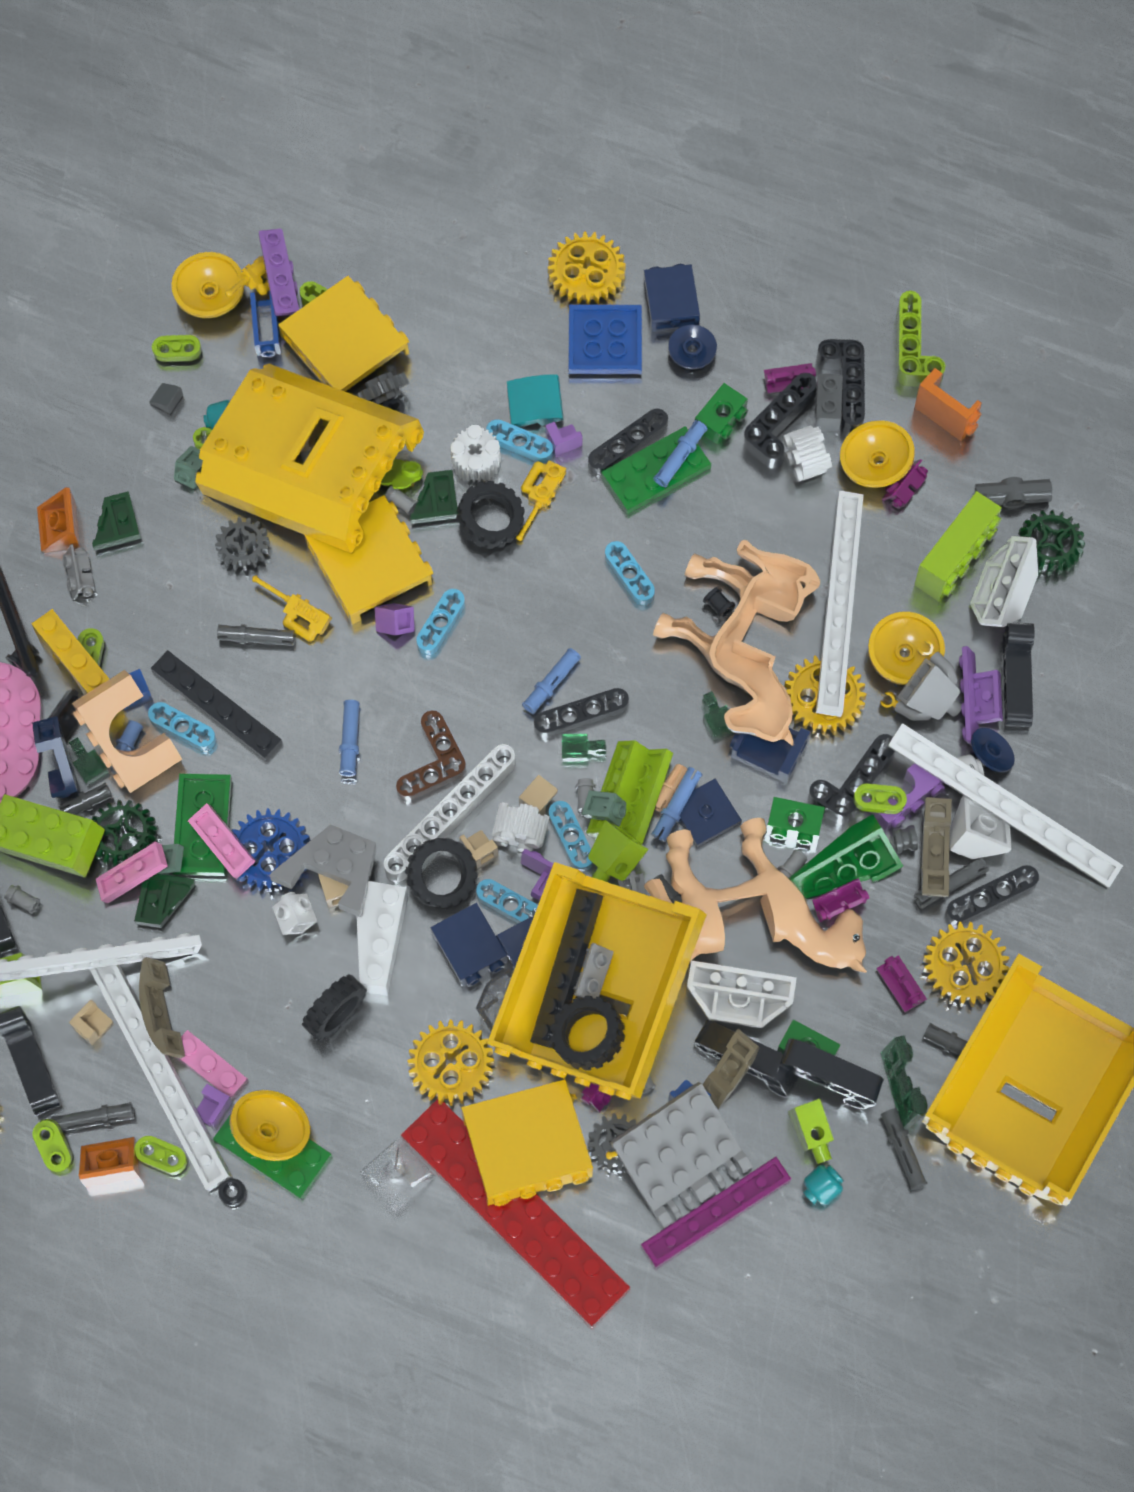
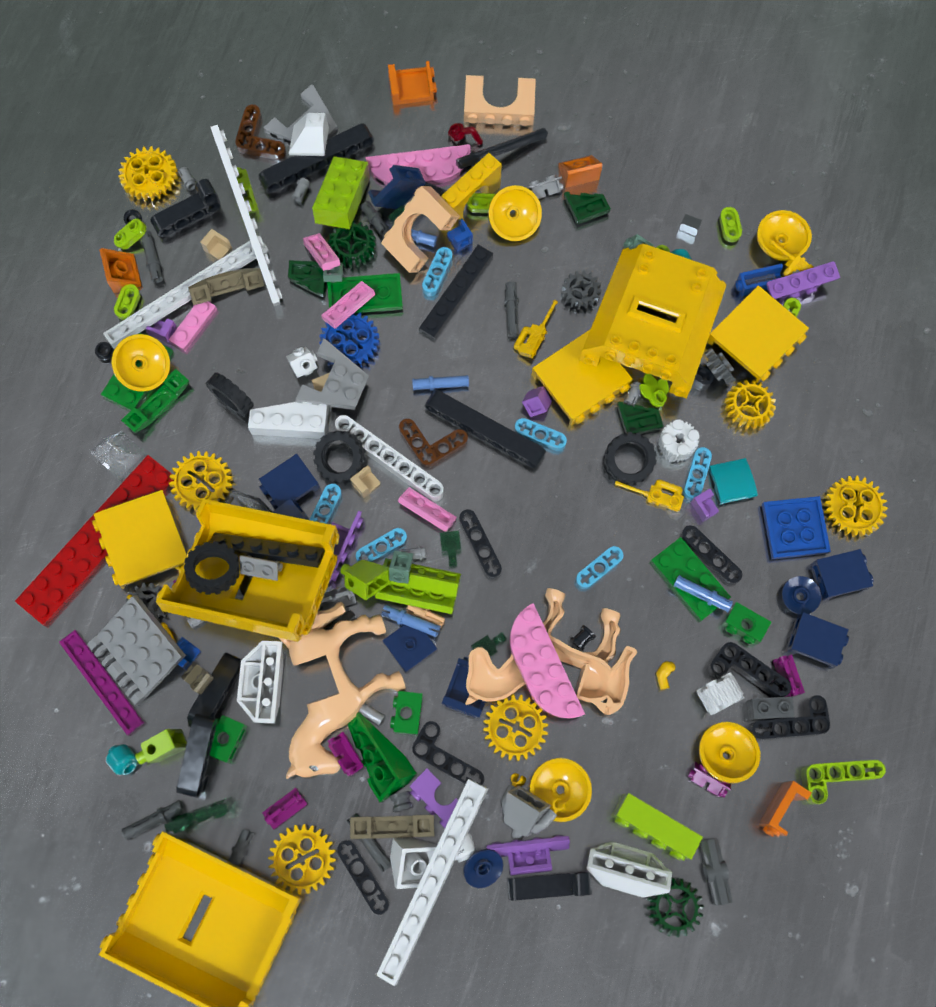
camera: 80 degrees right, 5 degrees up
(18, 1142) = (128, 213): none -> black plate
(123, 603) = (526, 208): none -> yellow dish
(324, 1119) = (158, 403): none -> green slope
(423, 688) = (485, 428): none -> black beam
(446, 355) = (761, 396): none -> yellow gear
(519, 827) = (379, 507): white brick -> none
(531, 766) = (427, 509): none -> bright pink plate
(538, 794) = (406, 518): tan panel -> none
(545, 688) = (501, 518): medium blue pin -> none
(749, 338) = (818, 639): none -> dark blue panel
(754, 647) = (541, 666): none -> bright pink plate
(772, 517) = (663, 672): none -> yellow arm
(839, 604) = (593, 732): white plate -> none
(879, 798) = (425, 777): lime plate -> none

